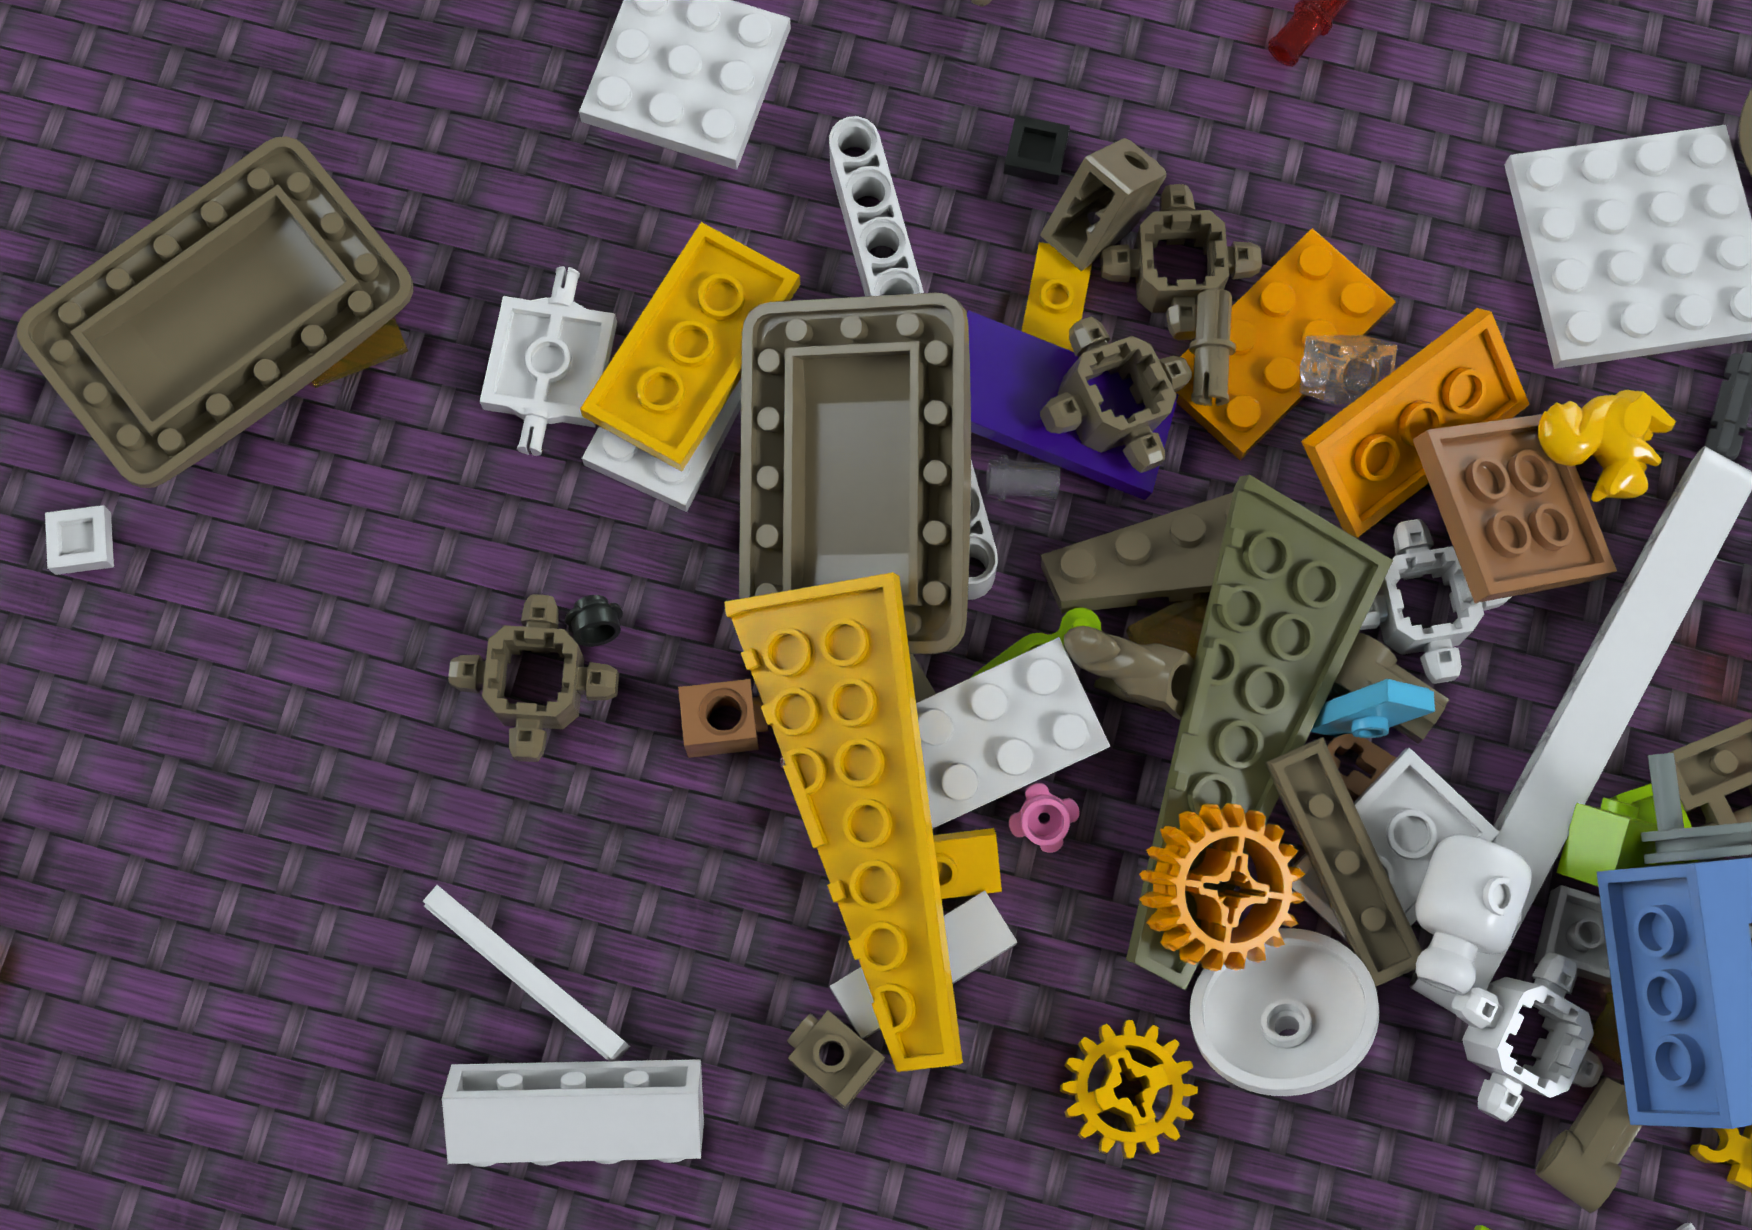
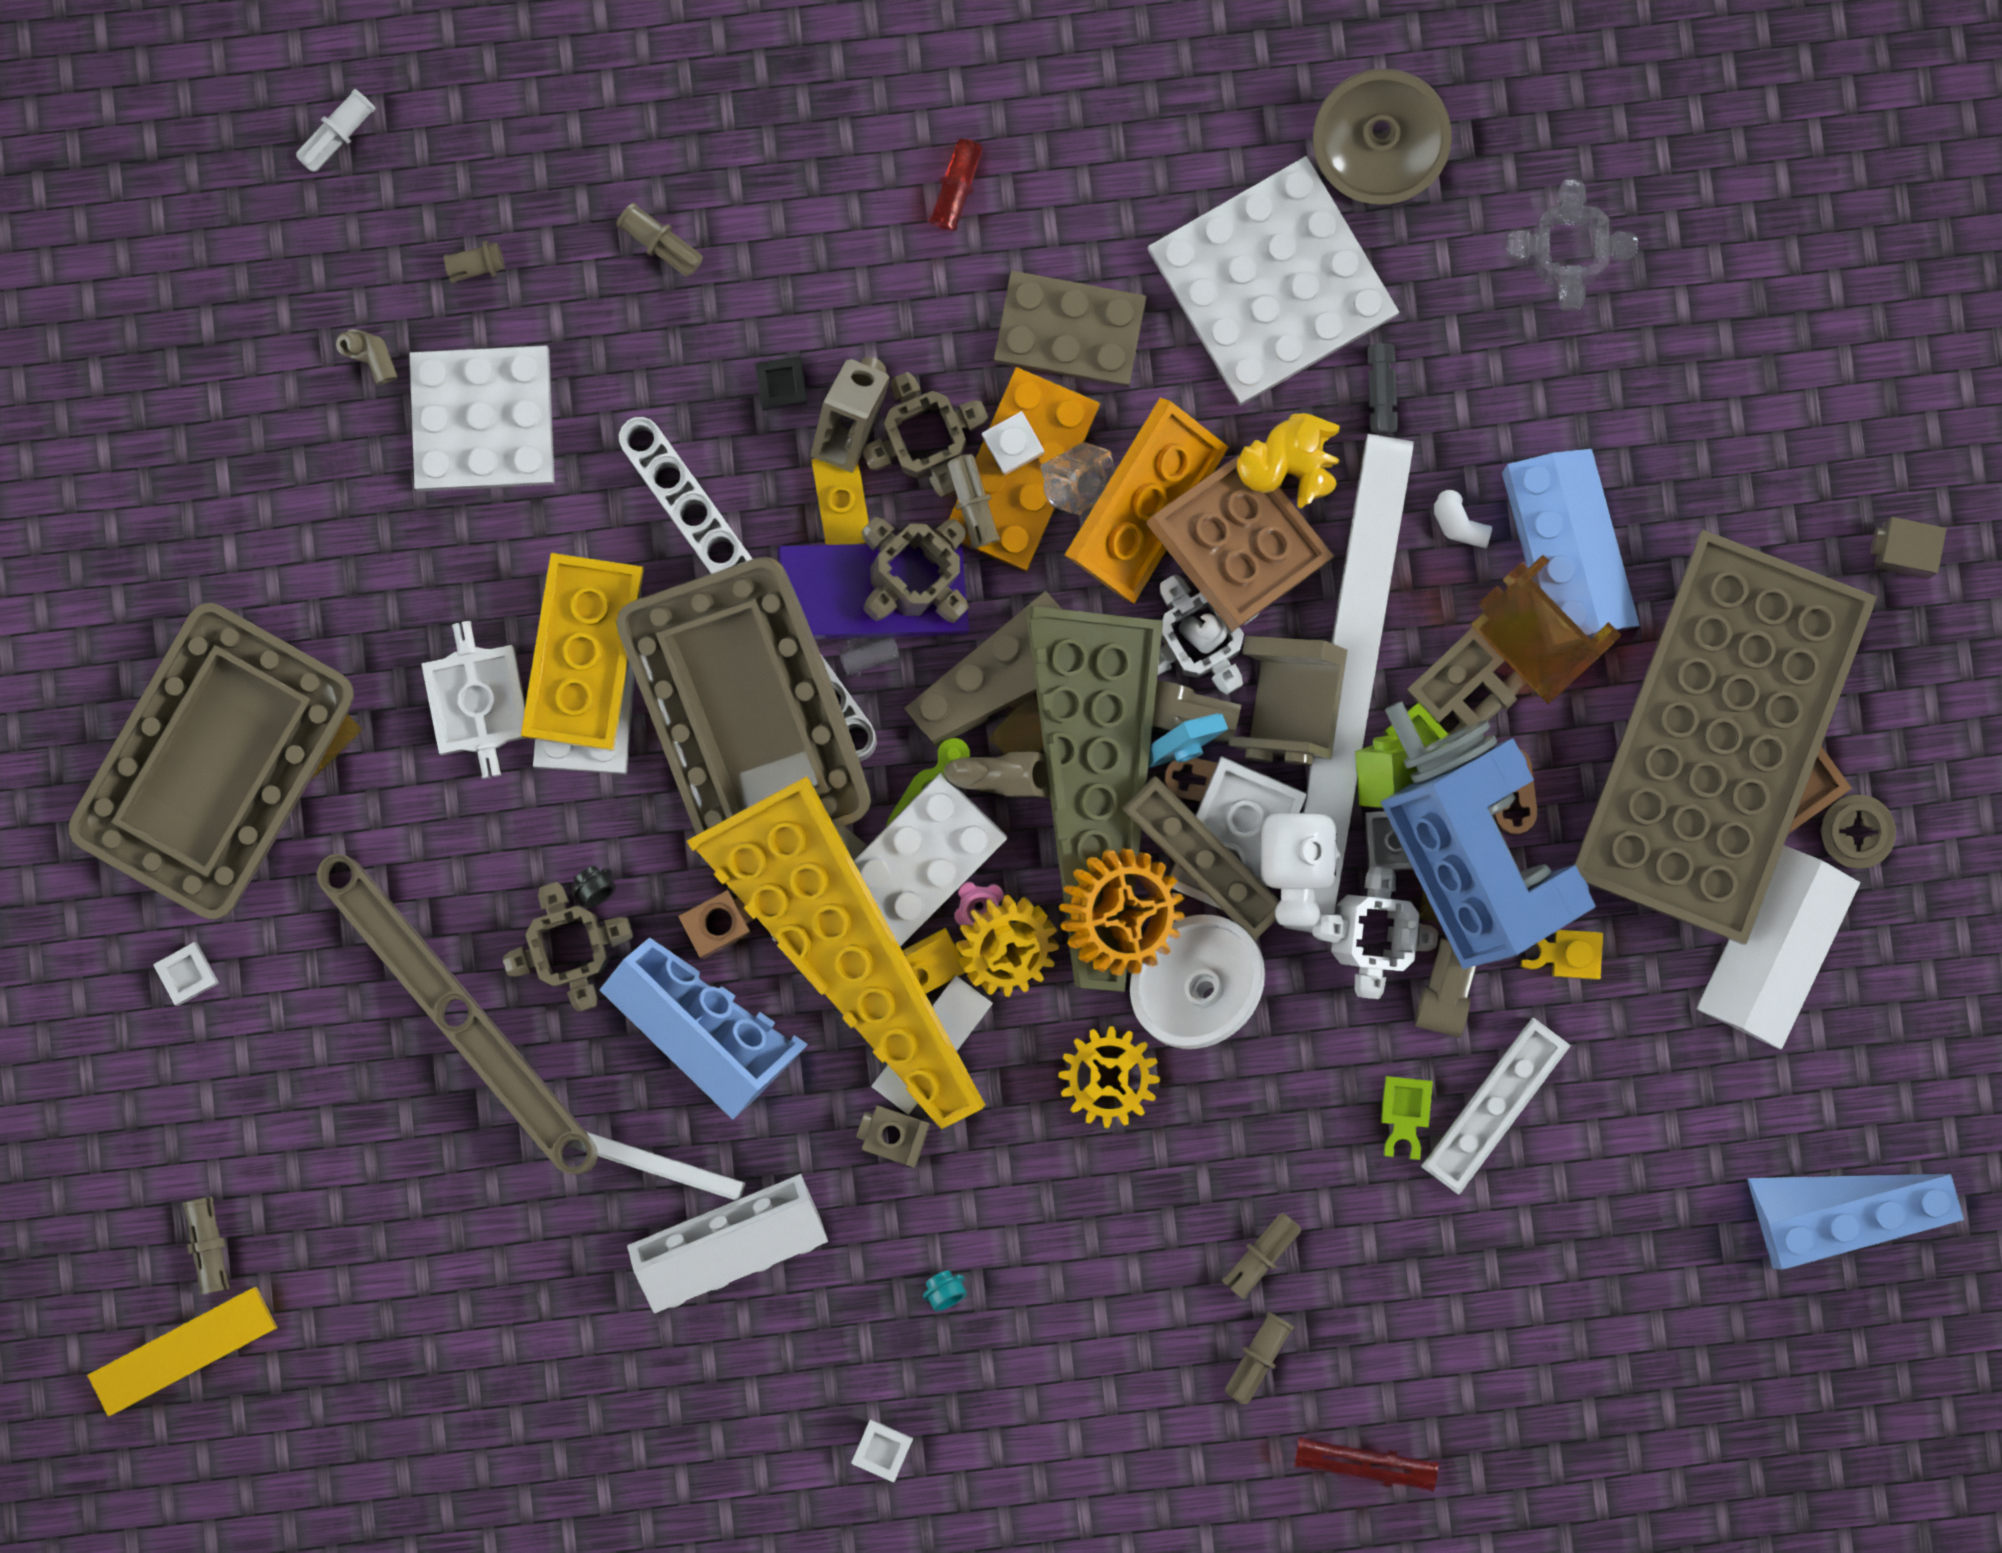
camera: 15 degrees left, 10 degrees up
(378, 741) = (478, 1037): none -> dark tan beam
(651, 832) = (700, 1027): none -> light blue wedge
(1038, 870) = (988, 942): none -> yellow gear
(1281, 303) = (1013, 443): none -> white plate
(1387, 213) = (1070, 329): none -> dark tan plate
(1435, 600) = (1204, 636): none -> white arm
(1519, 712) = (1294, 699): none -> dark tan panel

